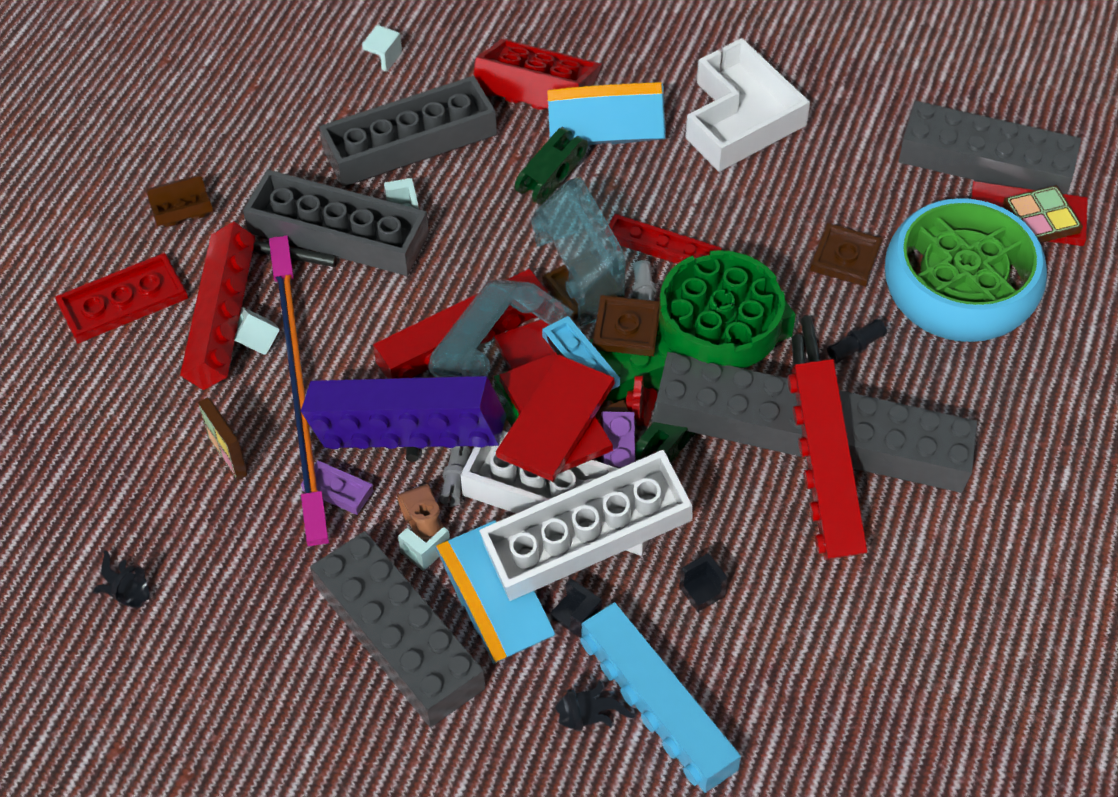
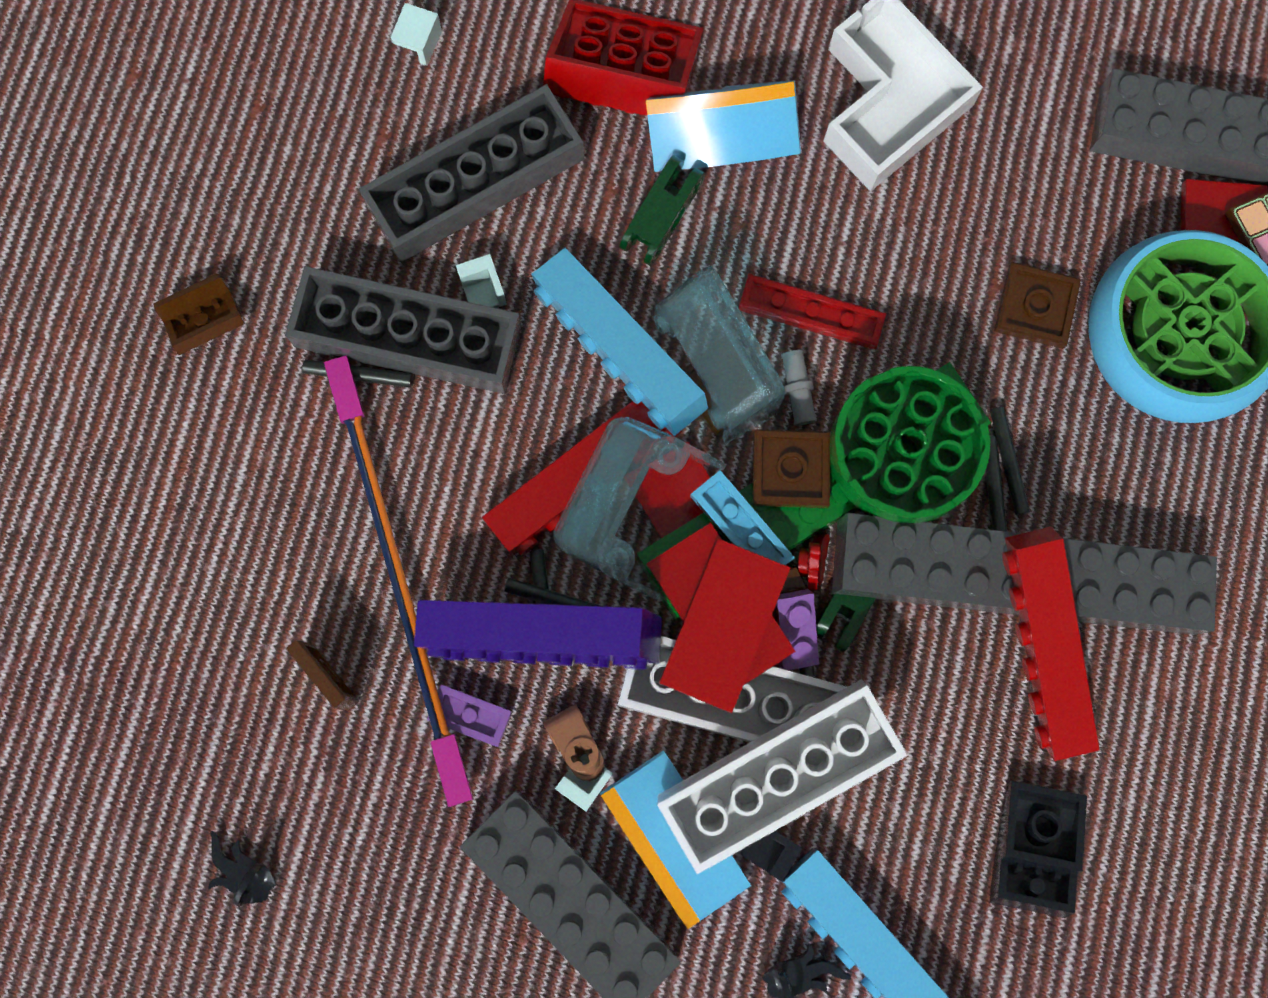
camera: 10 degrees left, 25 degrees up
(121, 297) = (154, 463): red tile -> none
(218, 306) = (280, 472): red brick -> none
(255, 331) = (329, 501): light aqua panel -> none
(452, 475) = (606, 687): light grey pin -> none
(502, 237) = (620, 342): none -> medium azure brick
(703, 582) = (912, 801): black panel -> none
(810, 632) = (1039, 850): none -> black slope
(857, 340) = (1061, 438): black pin -> none

